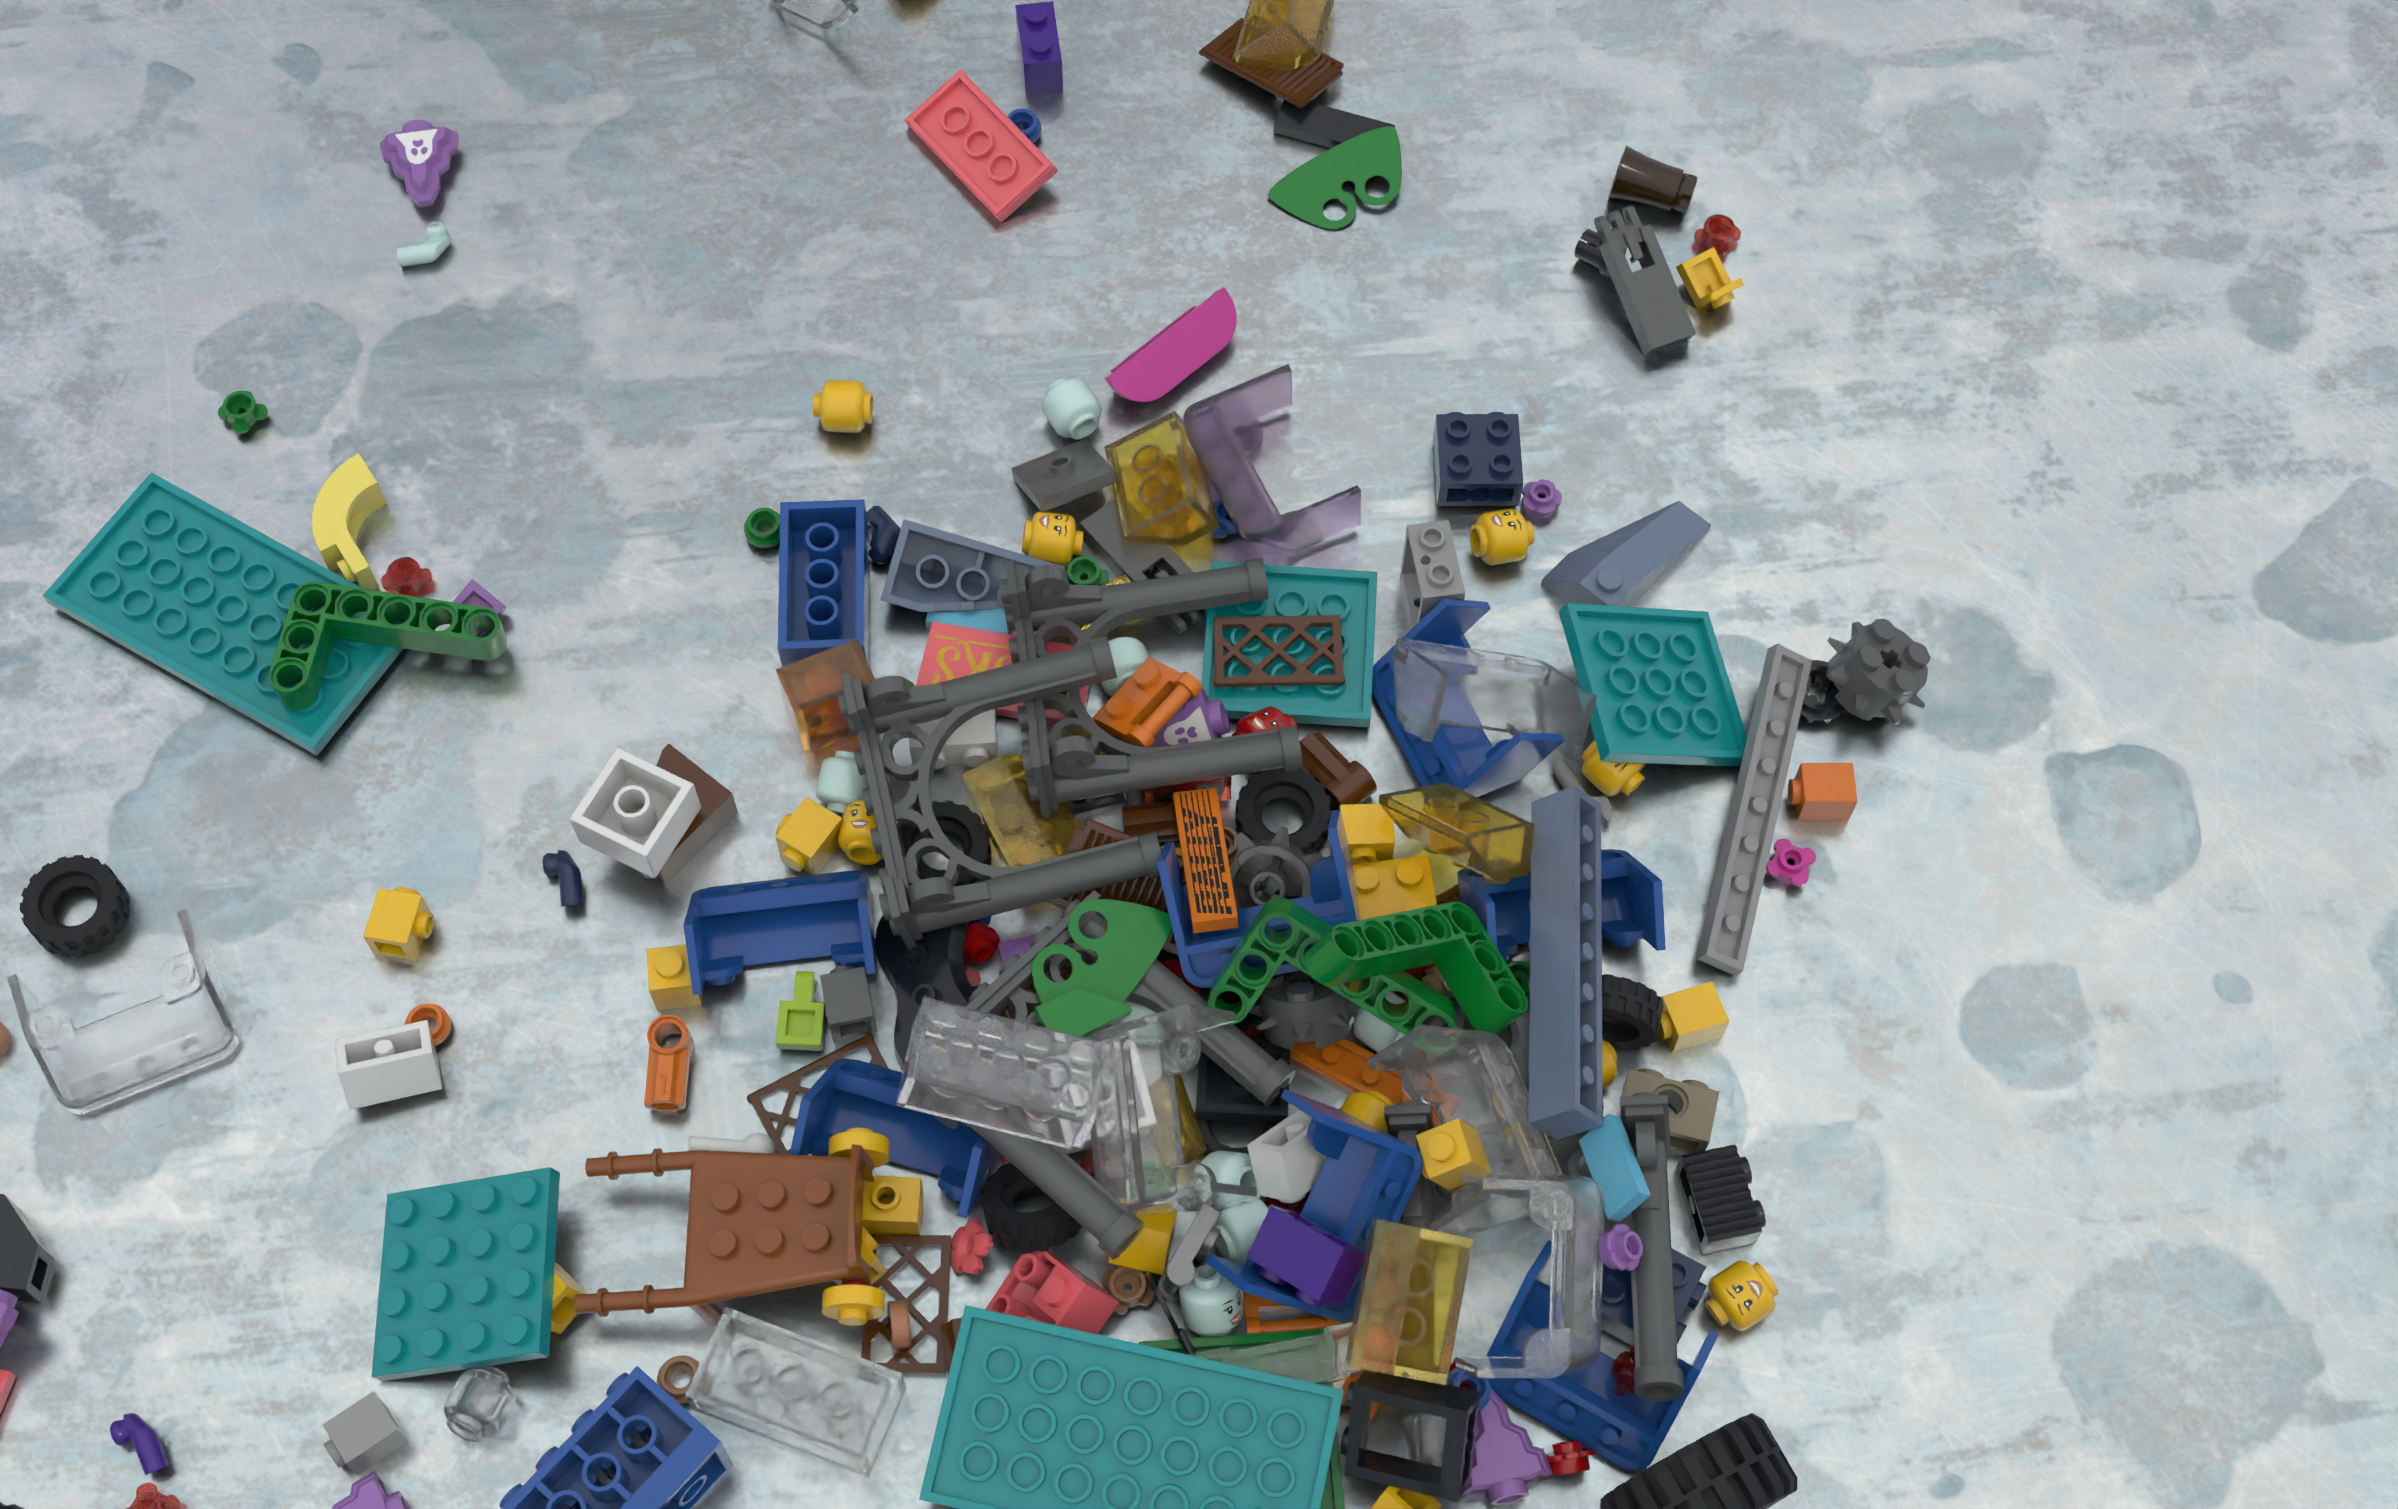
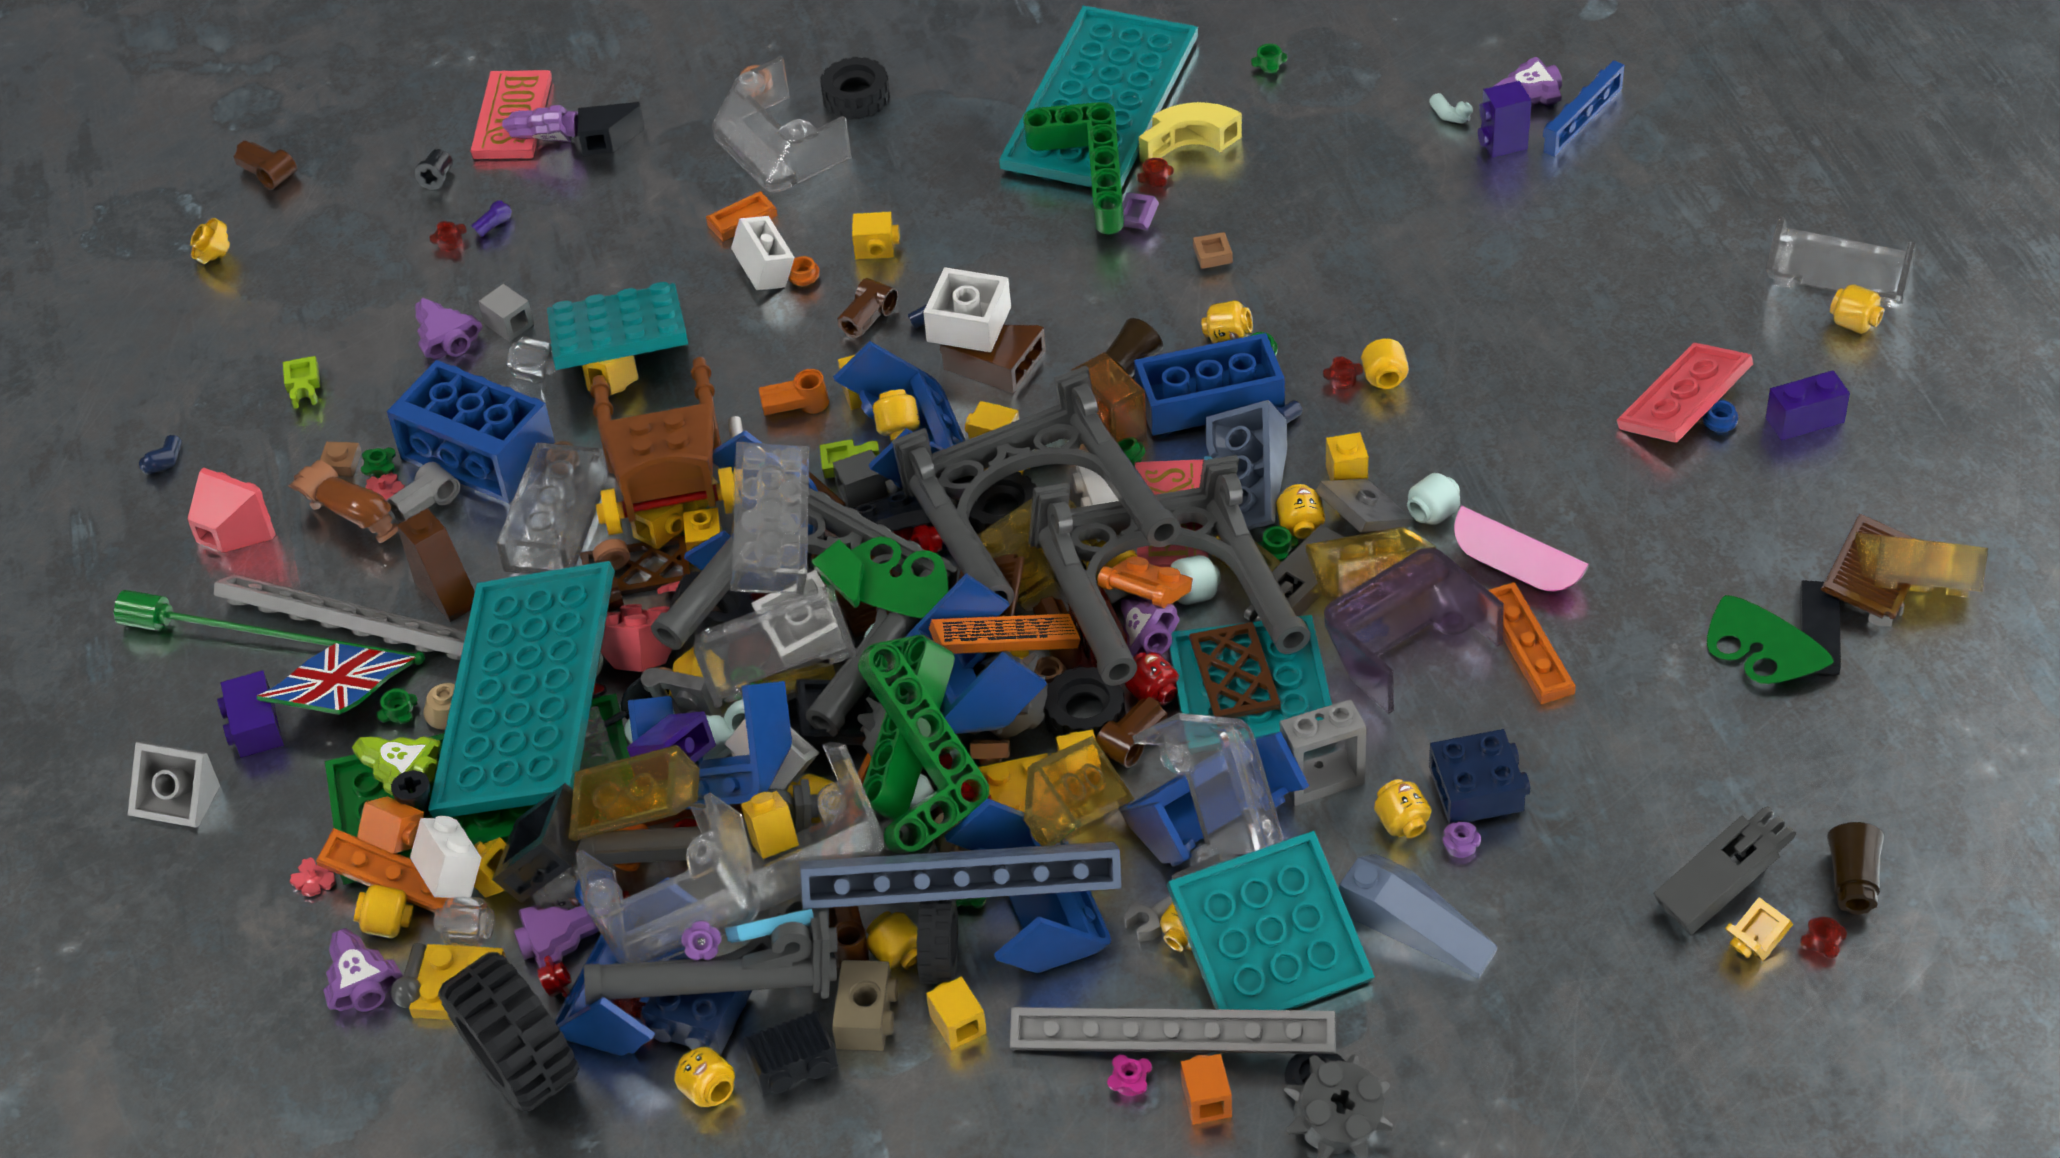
camera: 85 degrees right, 15 degrees down
(276, 1093) = (726, 220): none -> orange tile
(491, 188) = (1505, 119): none -> dark purple brick
(492, 121) = (1583, 108): none -> blue plate
(526, 944) = (870, 302): none -> reddish brown piece
(578, 542) = (1212, 250): none -> medium nougat plate
(718, 550) = (1227, 321): none -> yellow head
(736, 666) = (1134, 342): none -> dark brown plant
(761, 940) = (895, 413): none -> yellow head
(836, 463) = (1342, 373): none -> clear red plate
(988, 477) = (1346, 457): none -> yellow brick
(1310, 374) = (1532, 647): none -> orange tile

